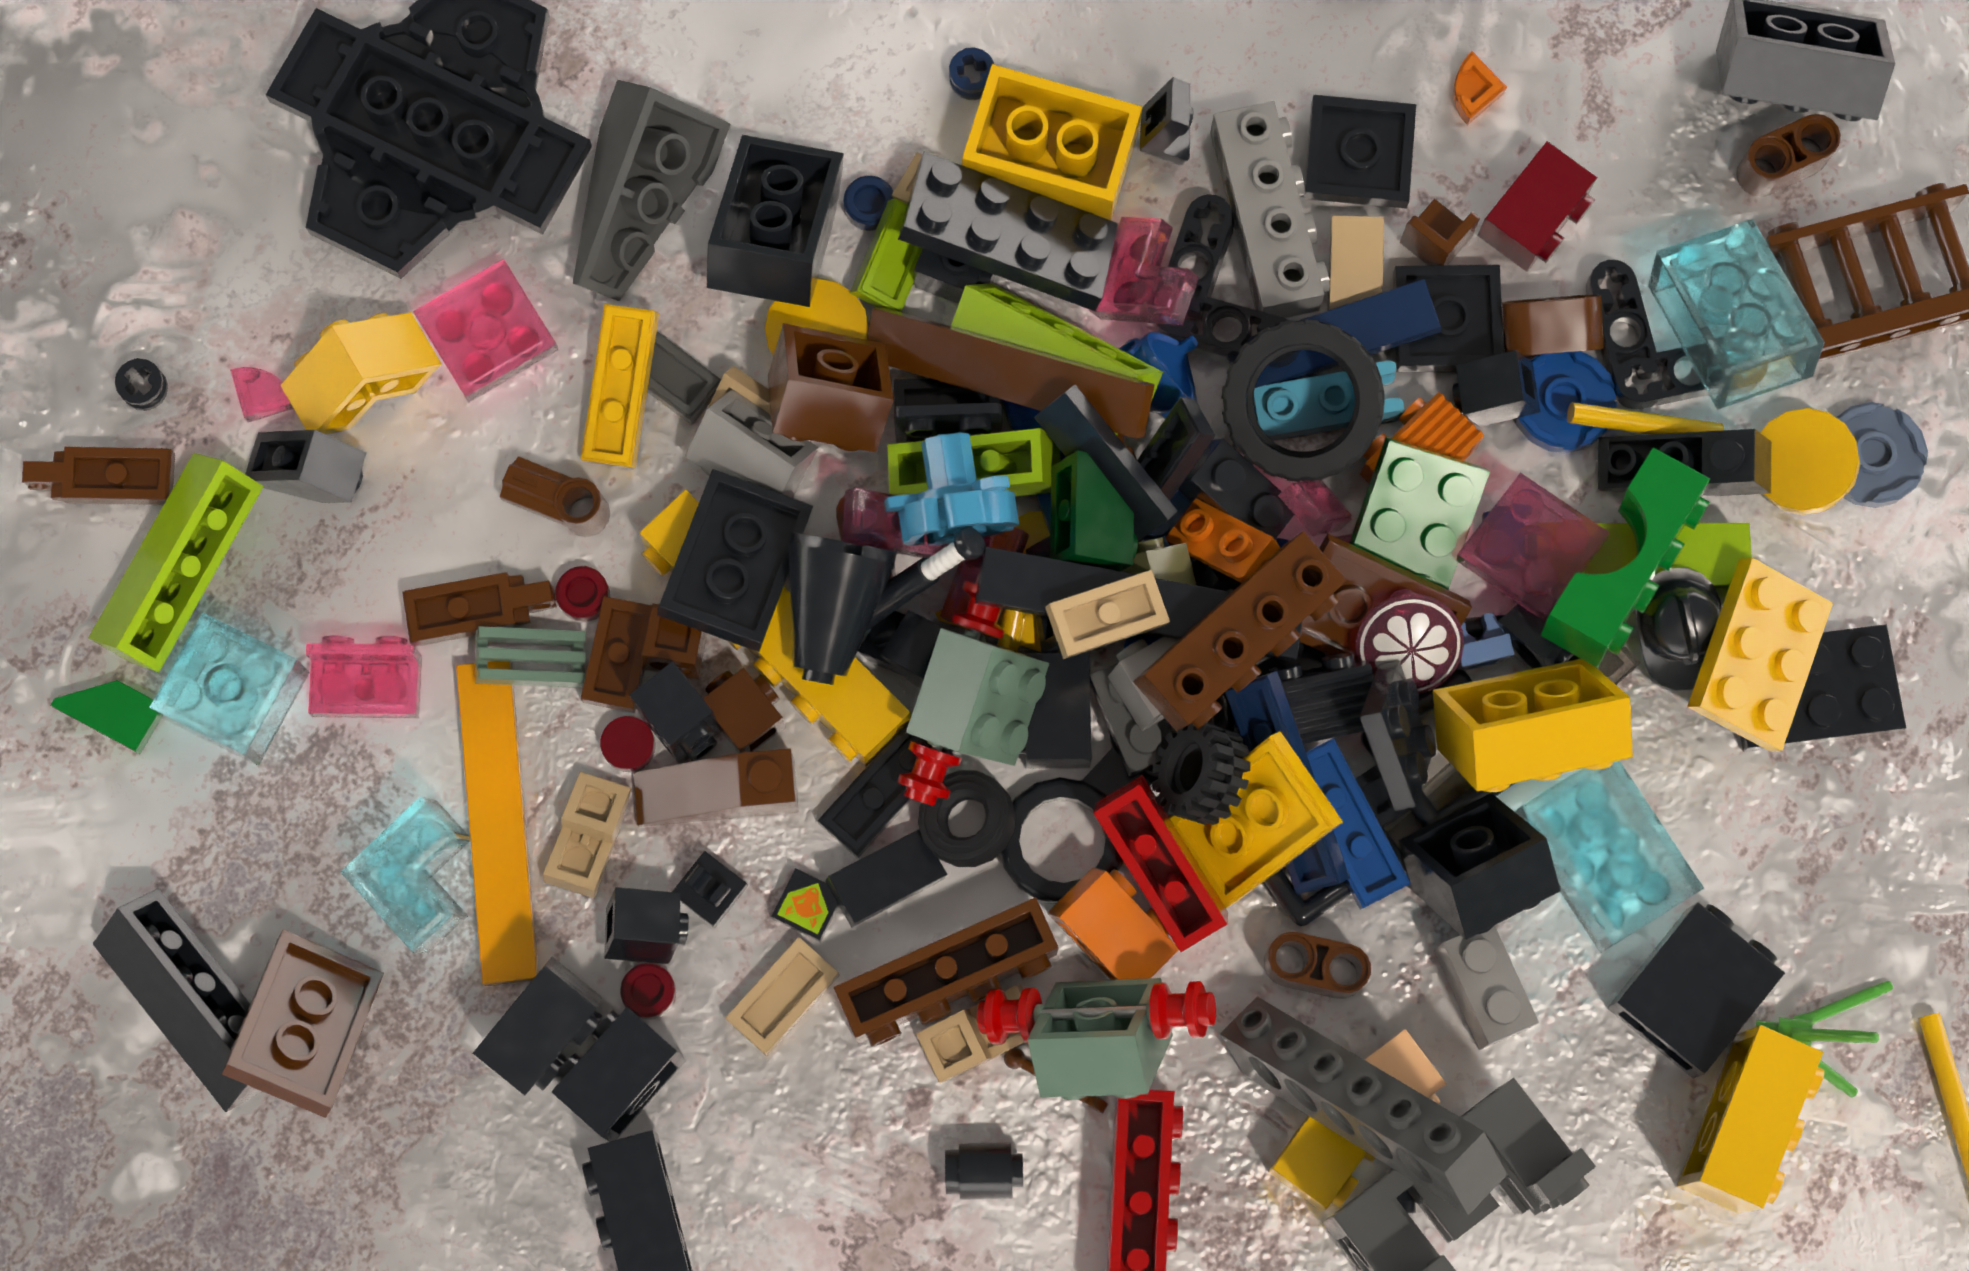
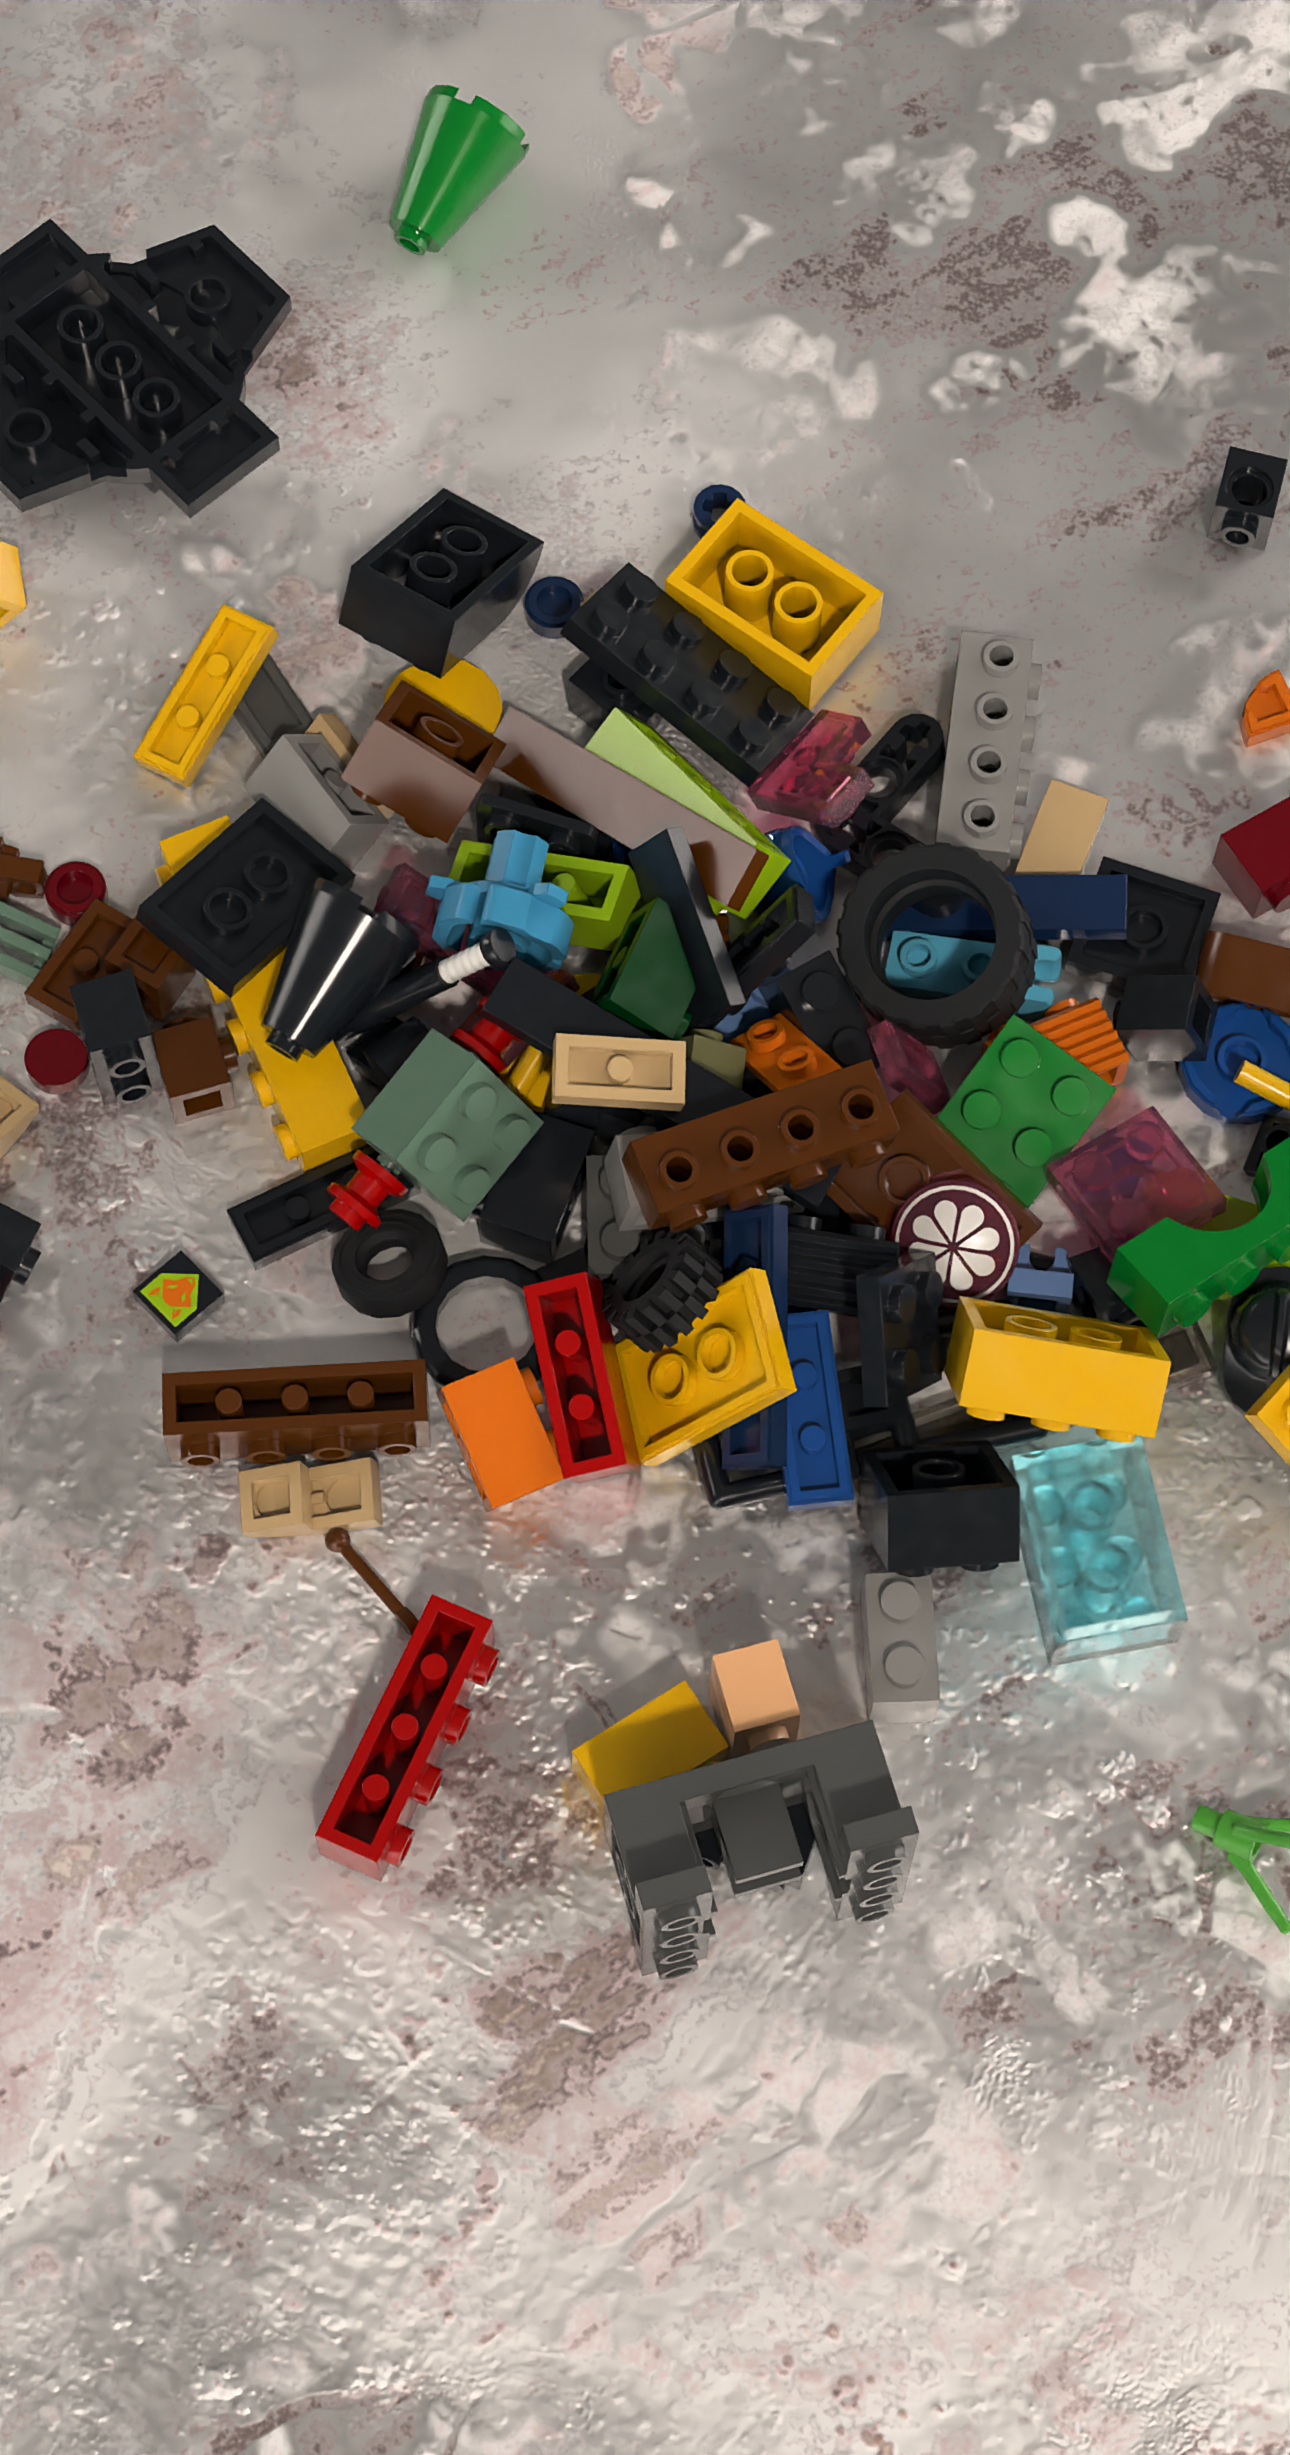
camera: 20 degrees right, 10 degrees down
(486, 330) = (89, 595): clear pink plate -> none
(553, 495) = (89, 782): reddish brown piece -> none
(642, 173) = (322, 497): dark grey wedge -> none
(710, 889) = (79, 1242): black tile -> none
(717, 788) = (137, 1139): slope -> none
(782, 996) = (107, 1381): tan tile -> none
(885, 878) = (274, 1295): black tile -> none
(888, 263) = (540, 678): lime tile -> none
(983, 1171) = (249, 1642): black brick -> none
(1097, 1033) = (432, 1527): sand green brick -> none
(1167, 123) = (906, 627): black bracket -> none
(1317, 957) = (724, 1549): reddish brown beam -> none
(1360, 151) = (1112, 729): black plate -> none
(1365, 1105) = (693, 1693): dark grey brick -> none
(1438, 234) = (1166, 841): reddish brown panel -> none
(1697, 989) = (1143, 1740): black brick -> none
(1752, 1120) = (1147, 1901): yellow brick -> none

